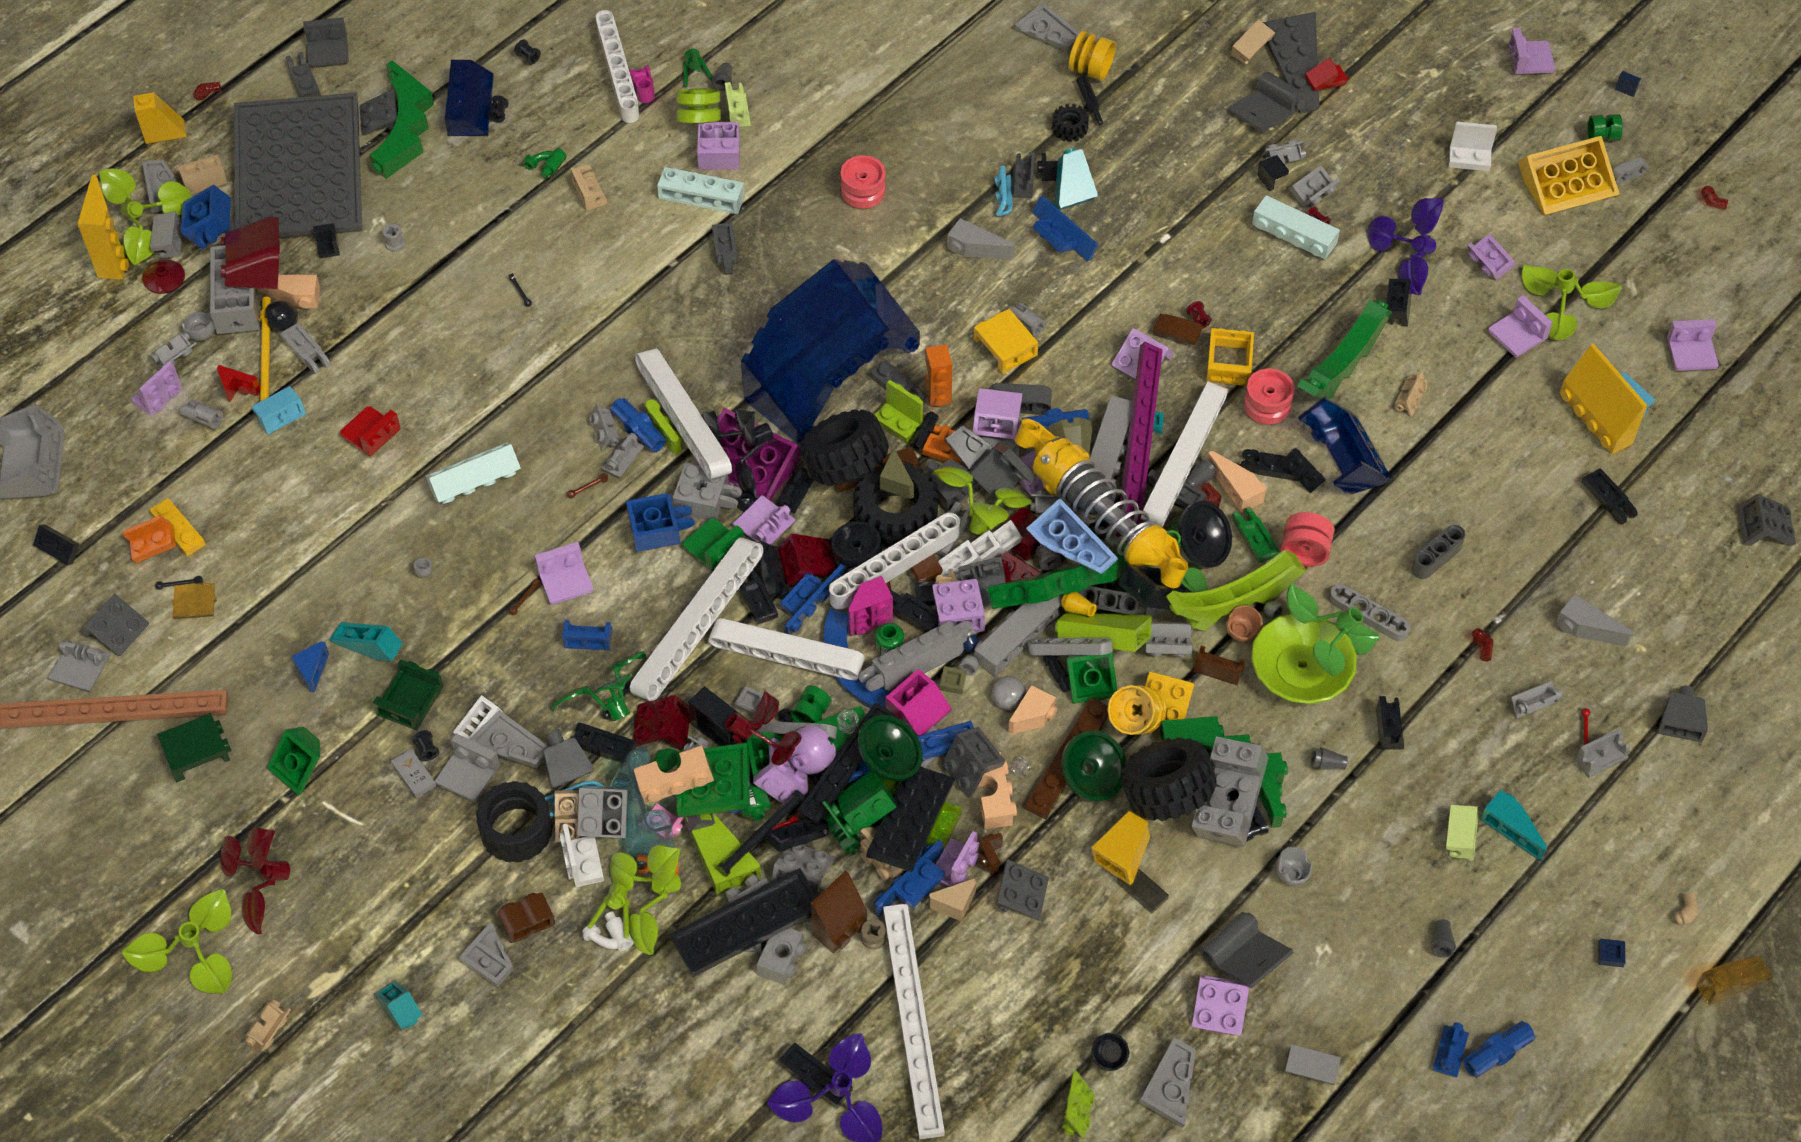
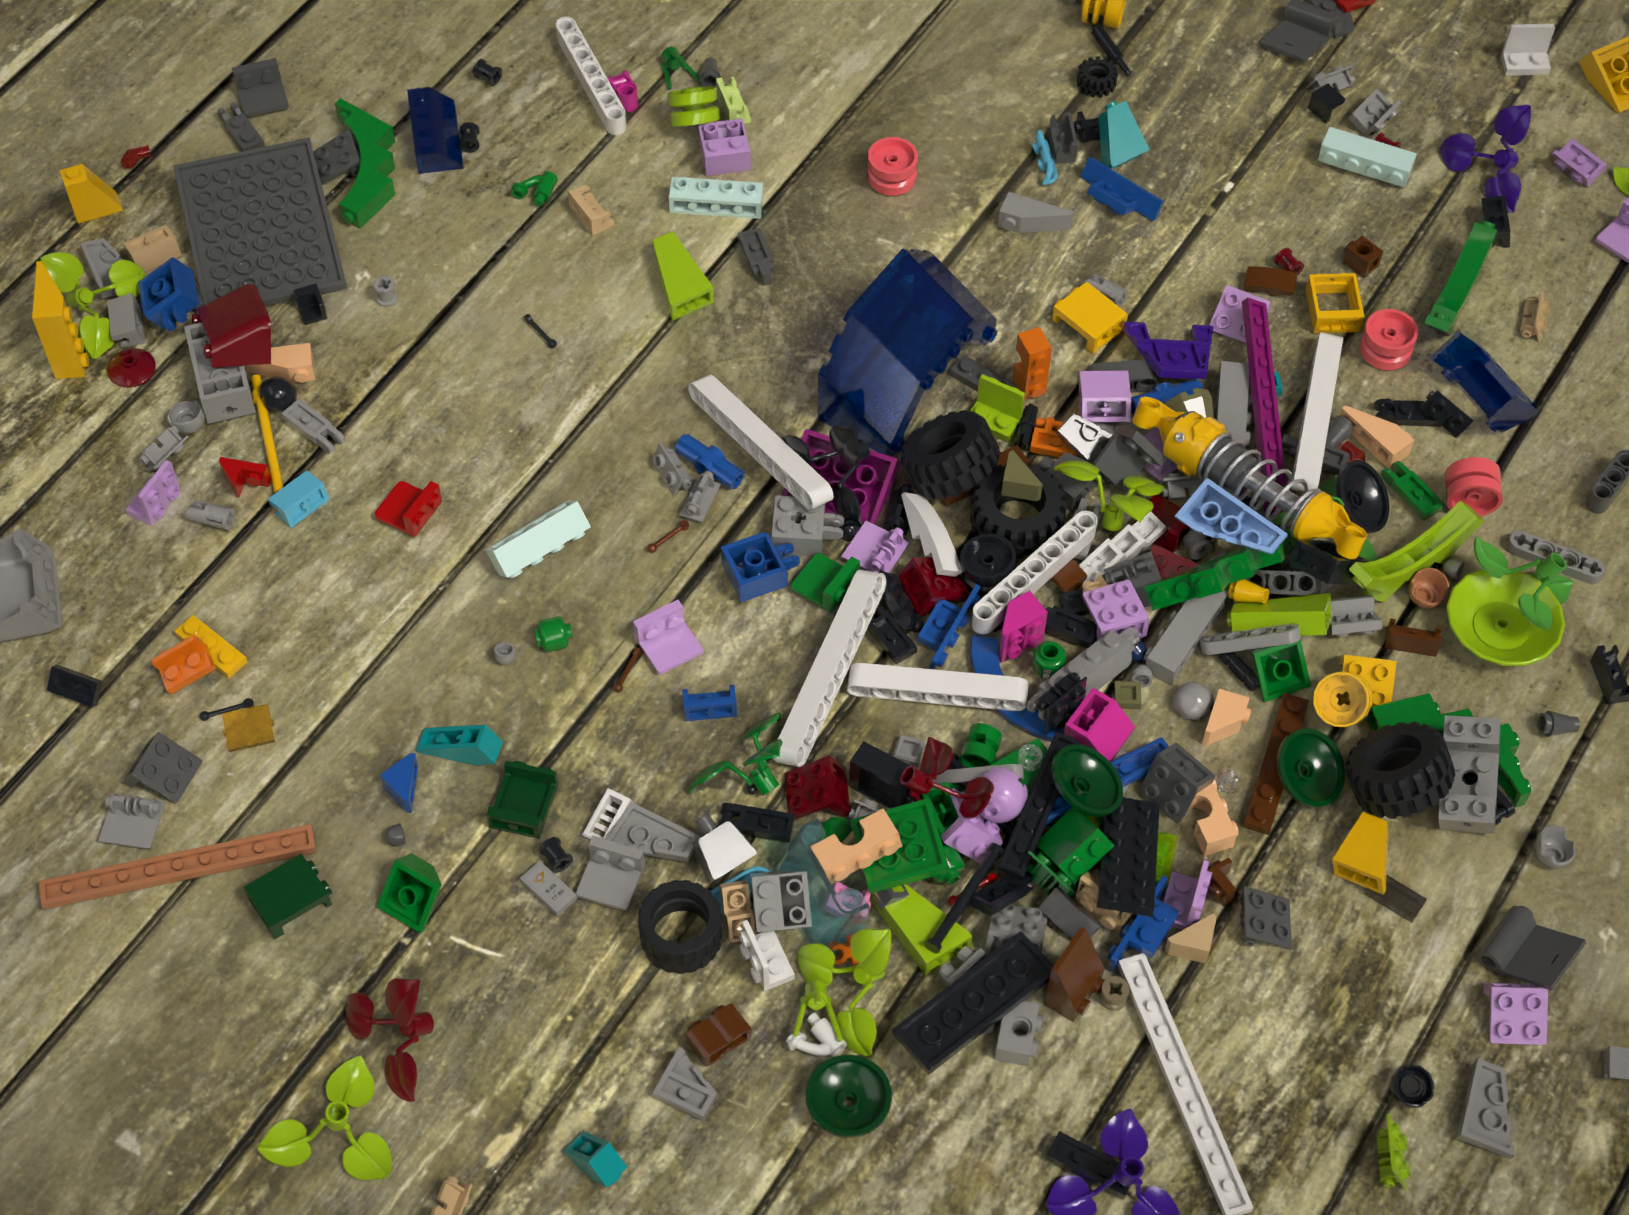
camera: 10 degrees left, 0 degrees up
(295, 709) = (395, 836): none -> dark grey hinge
(467, 557) = (553, 634): none -> green head
(619, 972) = (852, 1080): none -> dark green dish
(652, 259) = (681, 278): none -> lime slope
(664, 426) = (739, 458): lime hinge -> none
(813, 514) = (933, 535): none -> white slope
(847, 859) = (1067, 914): none -> flat silver slope
(887, 679) = (1062, 700): none -> black hinge
(1072, 387) = (1173, 357): none -> dark purple wing
(1267, 317) = (1362, 256): none -> reddish brown brick

